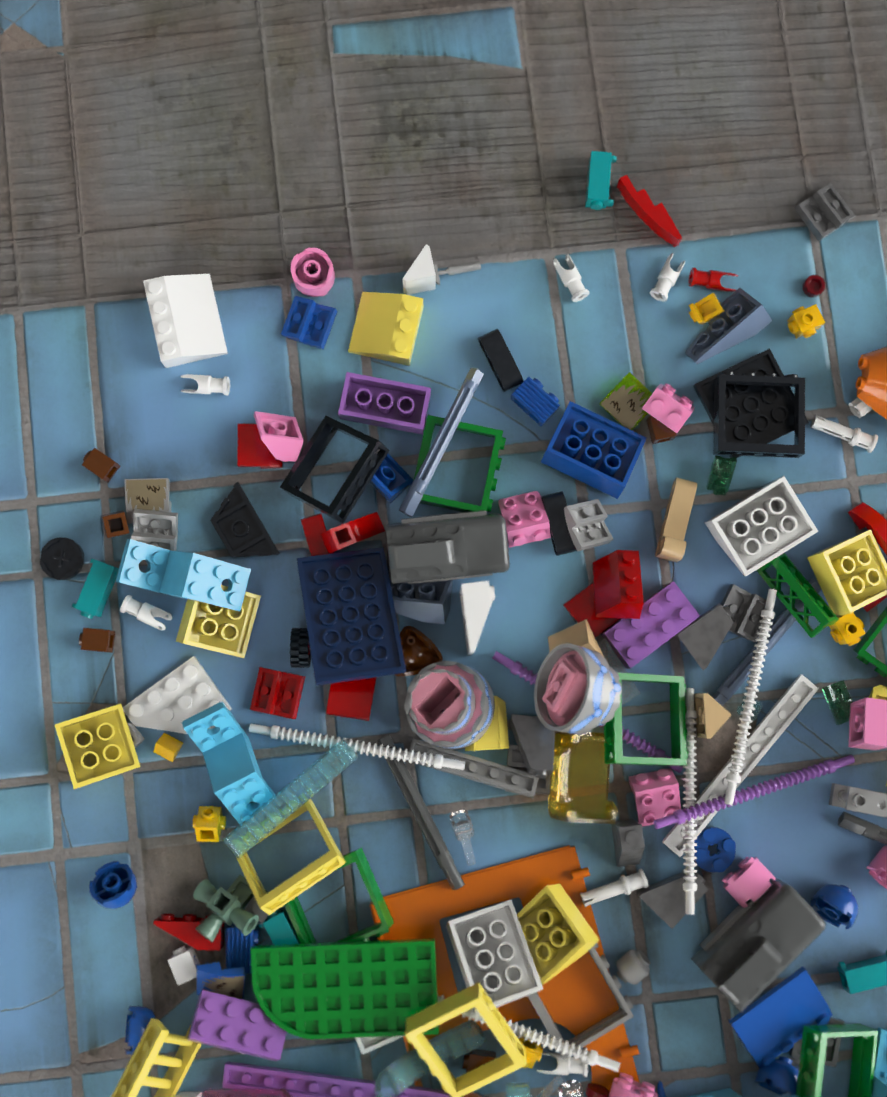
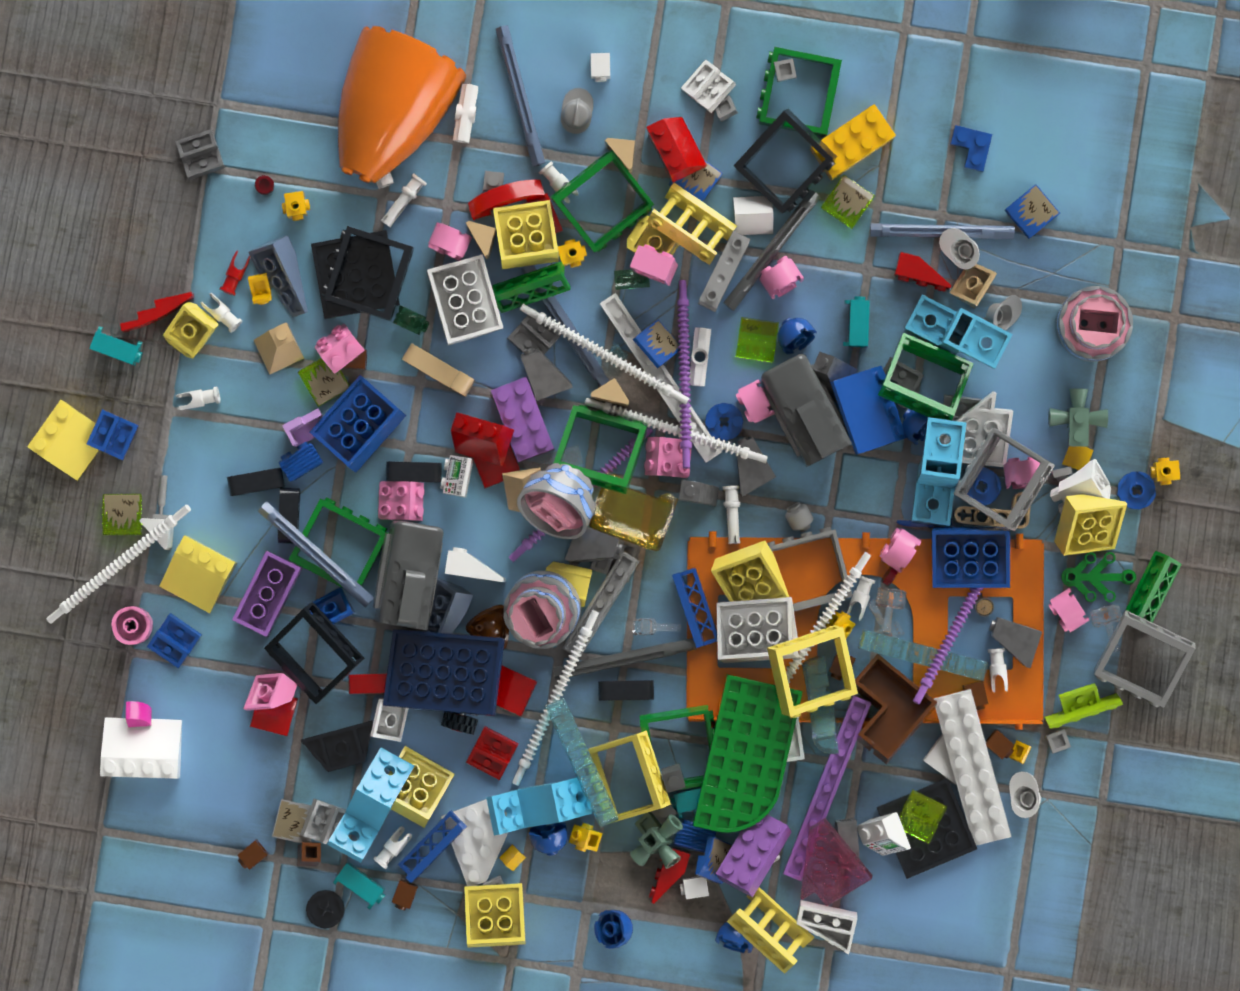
camera: 70 degrees left, 5 degrees up
(151, 661) = (434, 853): none -> blue fence
(196, 783) = (549, 838): none -> blue cylinder
(207, 384) = (206, 744): white piece -> none
(220, 304) = (138, 714): none -> dark pink brick
(280, 570) = (389, 722): none -> white slope
(300, 908) = (673, 778): none -> dark grey brick
(352, 532) = (373, 651): red slope -> none
(368, 234) = (170, 522): none -> white hose
(385, 823) = (626, 690): none -> black beam
(427, 229) = (122, 514): none -> slope
(481, 403) = (290, 509): none -> black beam
(489, 157) = (64, 440): none -> light yellow slope
(492, 871) = (688, 608): none -> blue fence
(507, 201) = (112, 434): none -> blue slope
(569, 571) = (457, 476): none -> white slope
(571, 388) = (299, 428): none -> lavender panel
(587, 524) = (421, 448): light grey slope -> none
(641, 249) = (190, 329): none -> light yellow slope
(649, 346) = (278, 348): none -> tan slope
(778, 751) = (657, 343): none -> slope
(790, 800) = (700, 344): none -> white piece
(814, 861) = (757, 339): none -> clear neon green slope
(816, 959) = (829, 369): none -> flat silver slope
(820, 492) = (449, 241): none -> bright pink brick
(837, 526) = (483, 236): none -> tan slope

